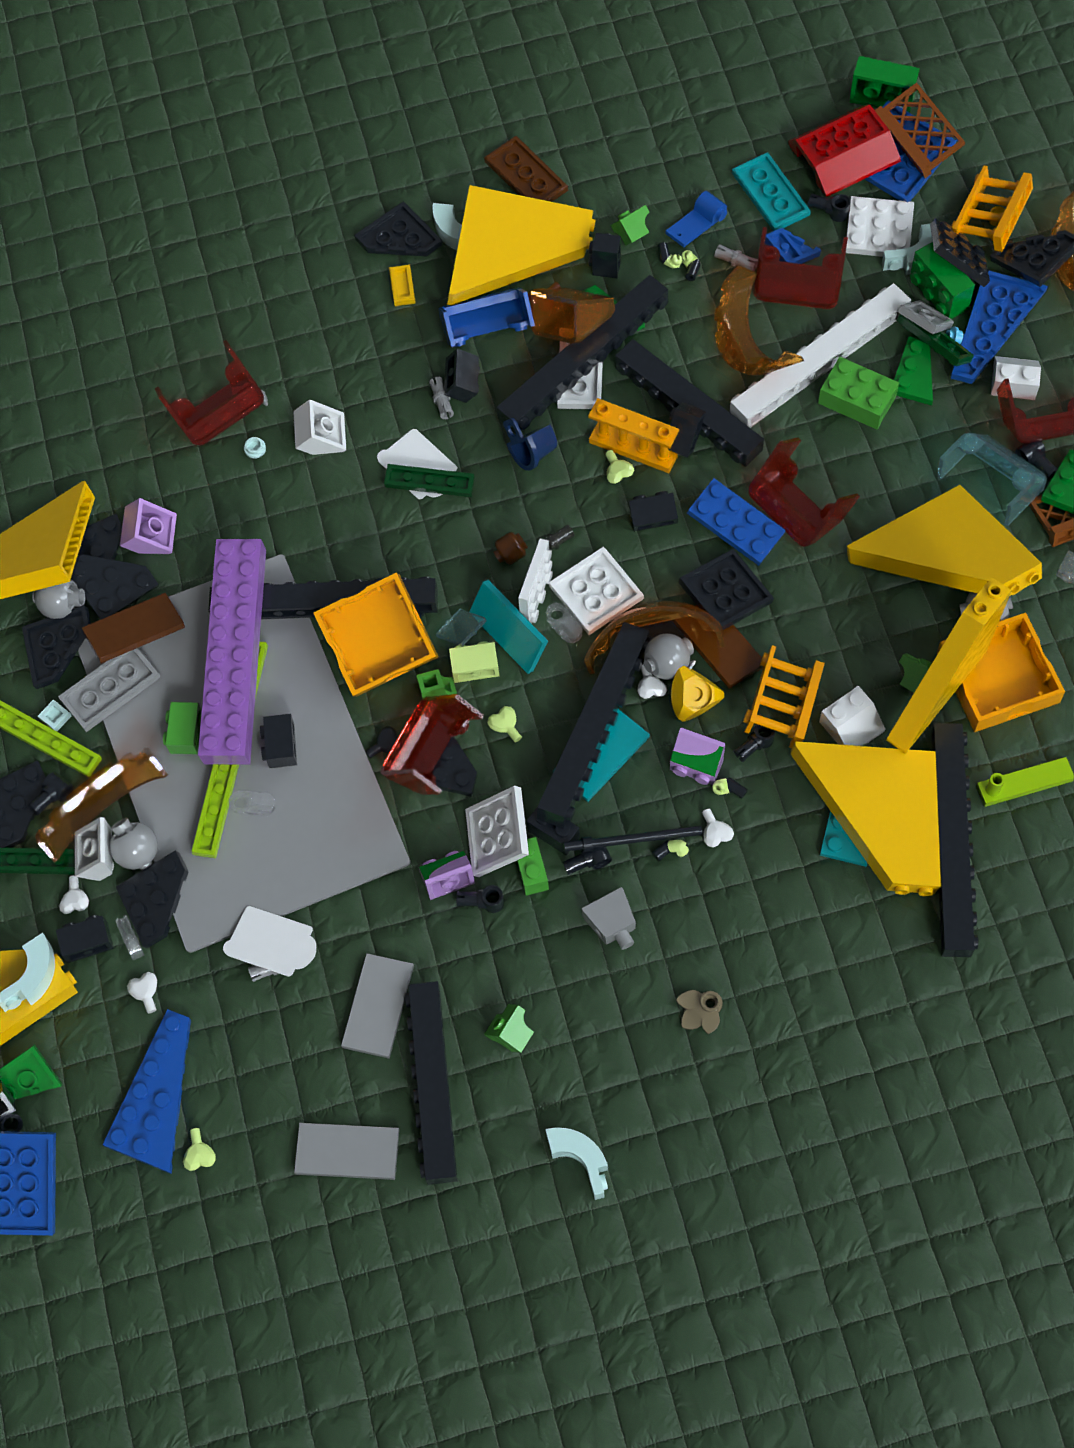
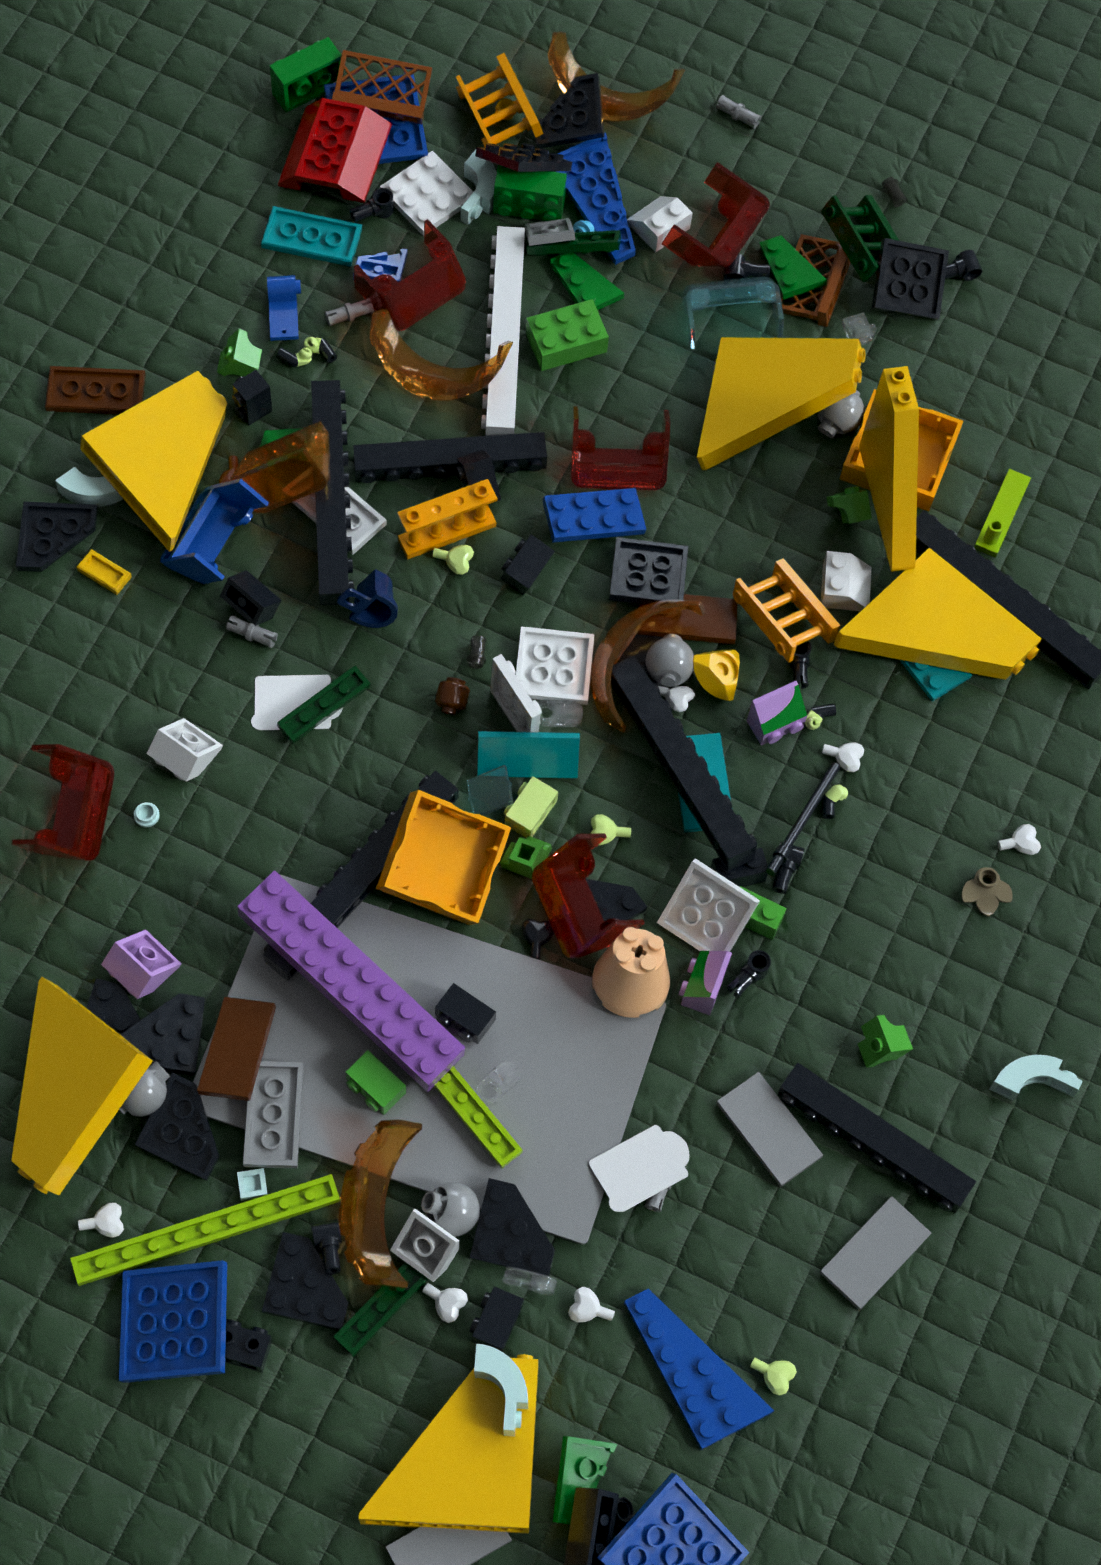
camera: 60 degrees left, 0 degrees up
(404, 822) = (632, 974): none -> light nougat cone
(611, 918) = (855, 890): light grey torso -> none
(766, 1004) = (1022, 840): none -> white rock

